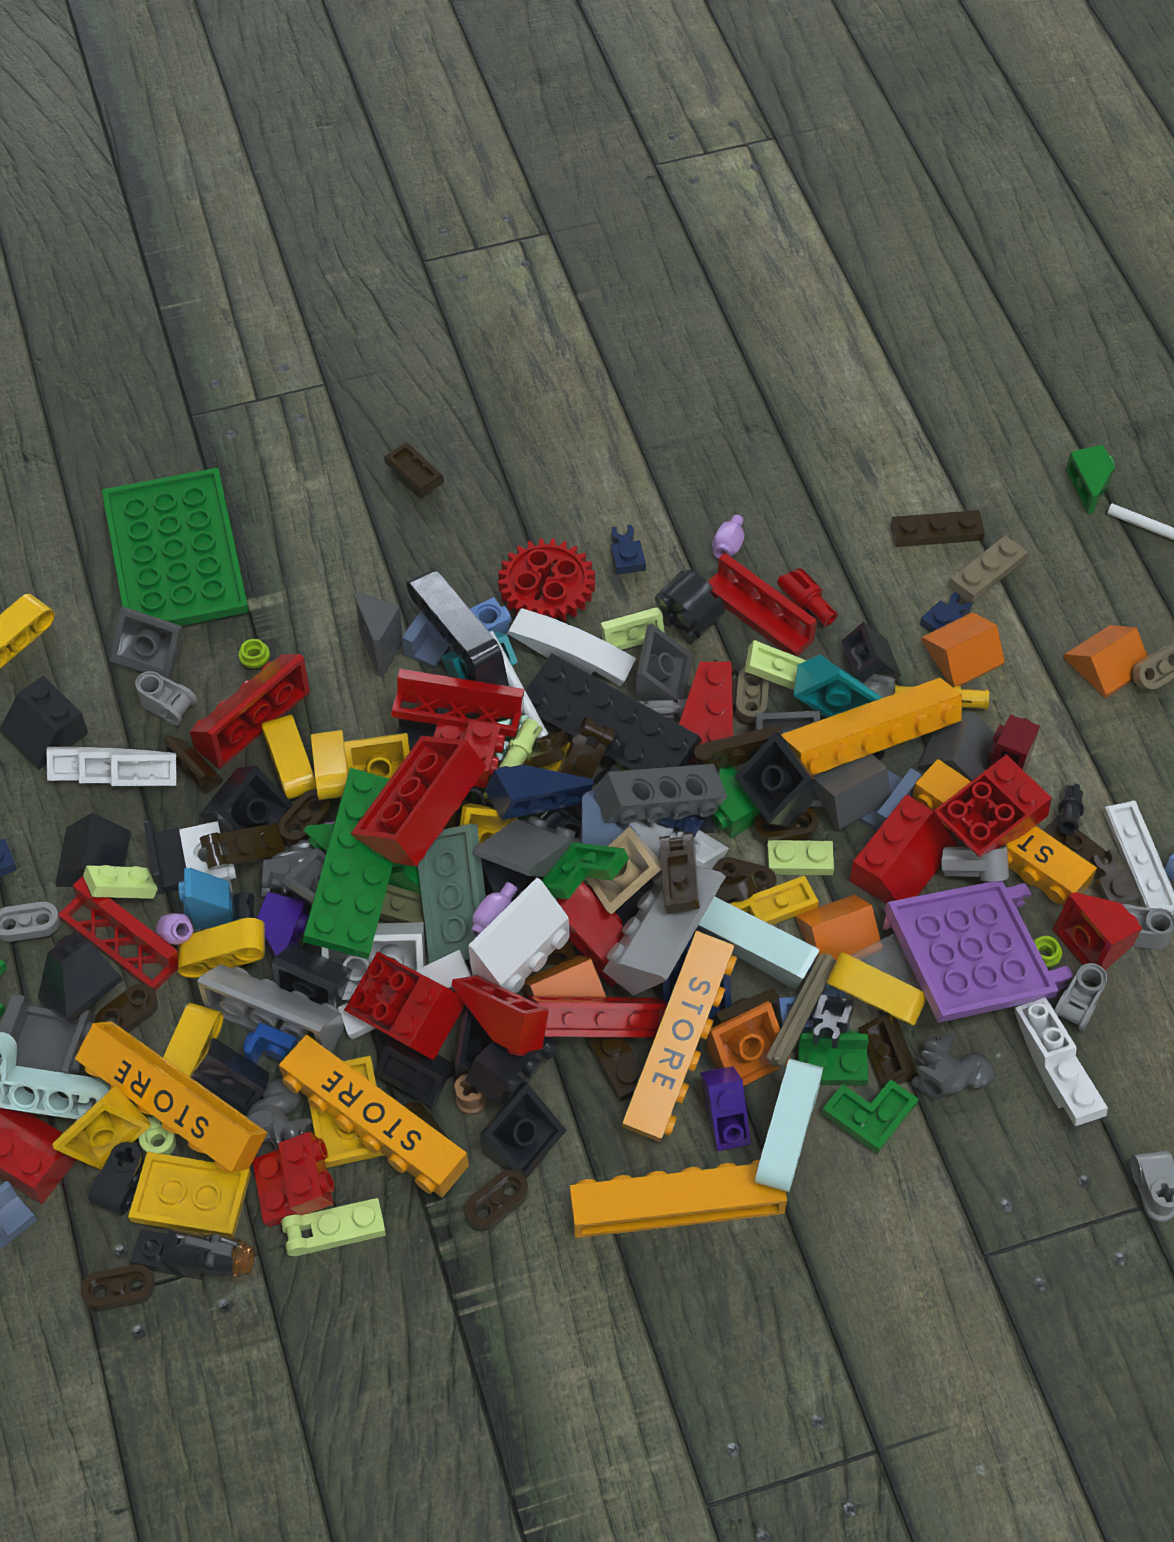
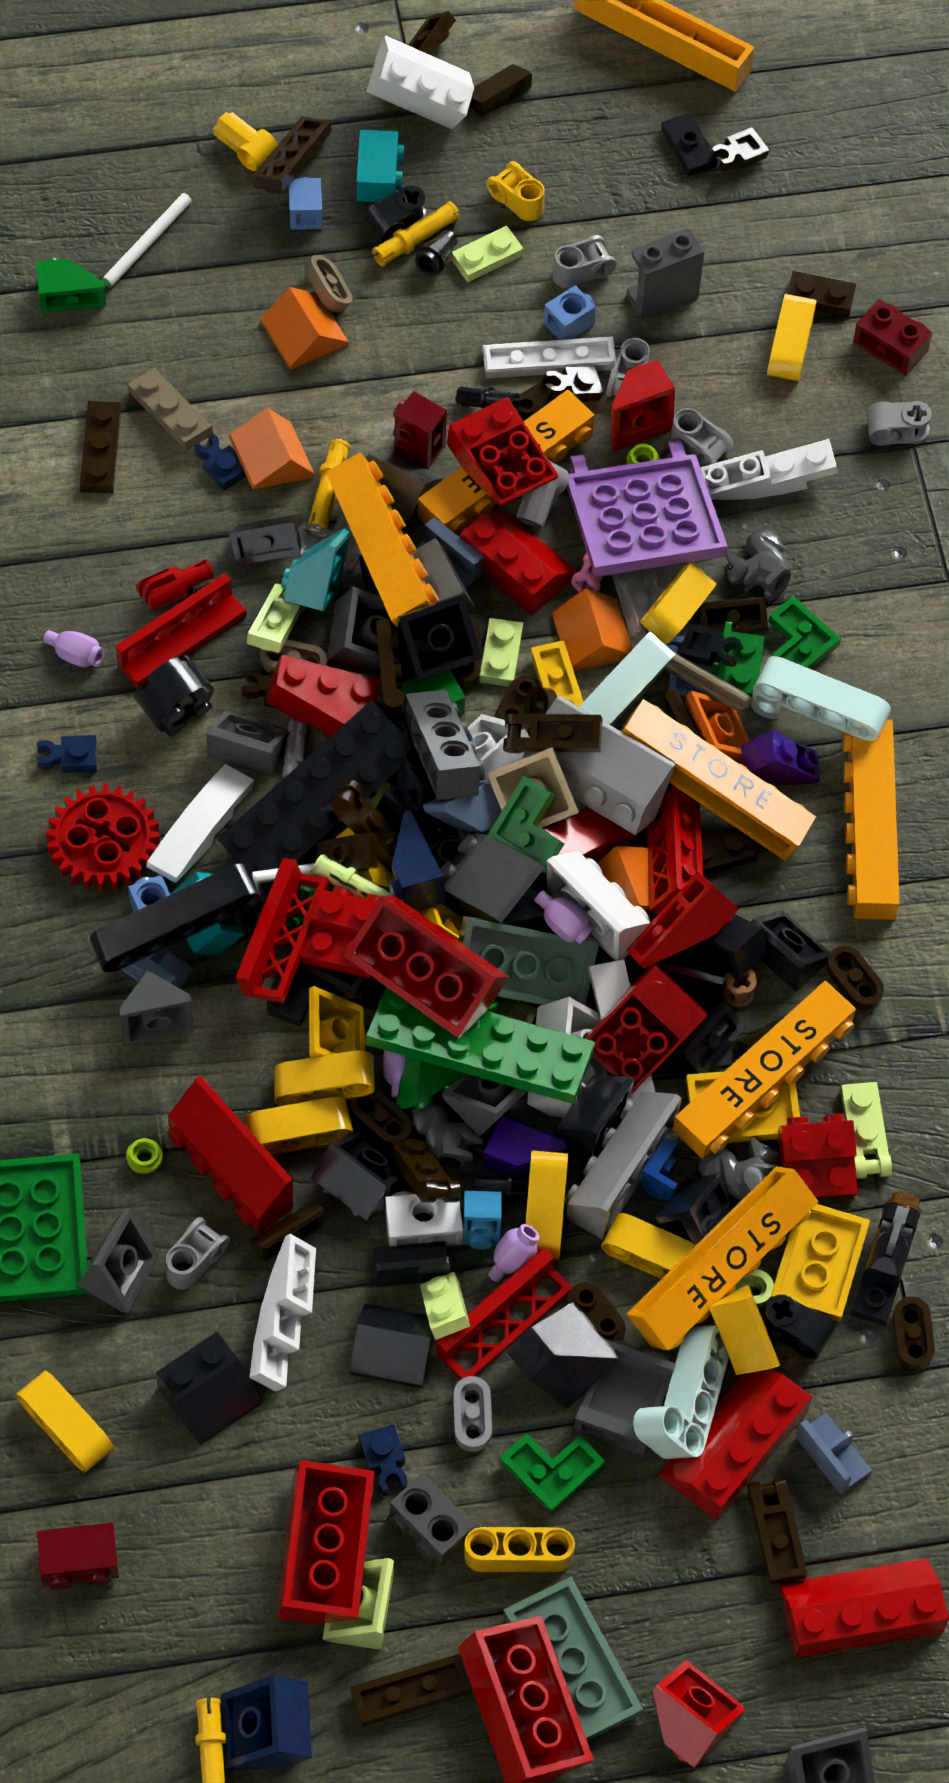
camera: 85 degrees left, 5 degrees up
(631, 629) = (187, 750): yellowish green plate -> none

